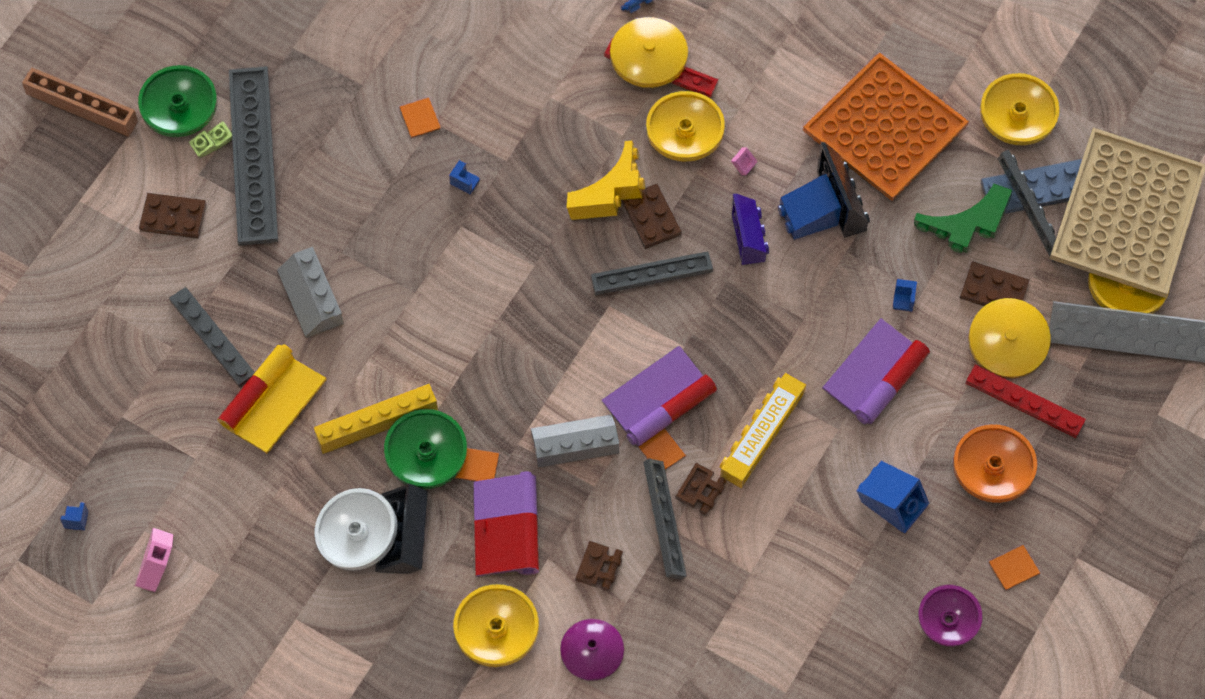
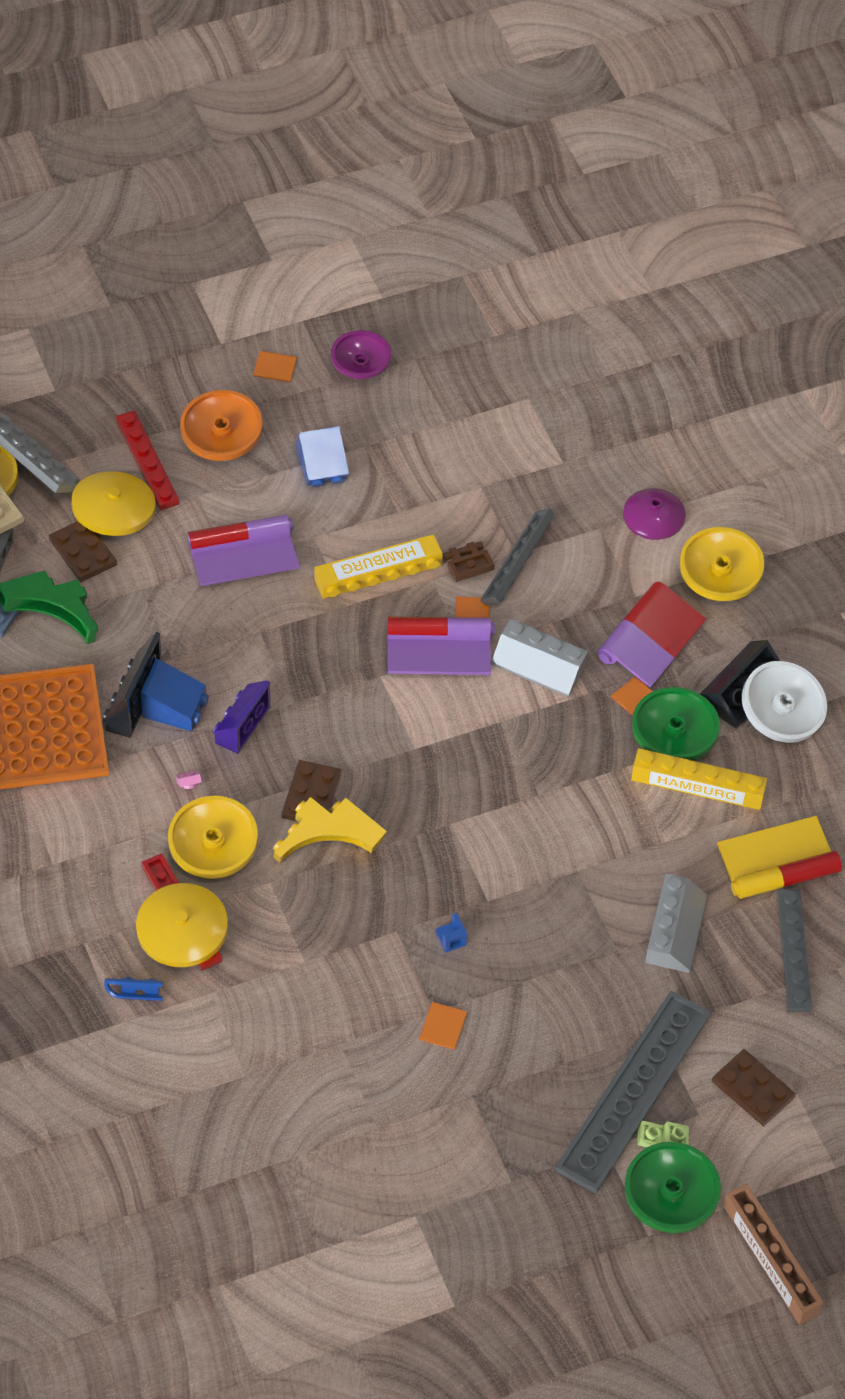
camera: 145 degrees left, 10 degrees down
(593, 562) = (602, 567): reddish brown plate -> none
(651, 273) = (356, 743): dark grey plate -> none
(904, 295) = (160, 588): blue panel -> none

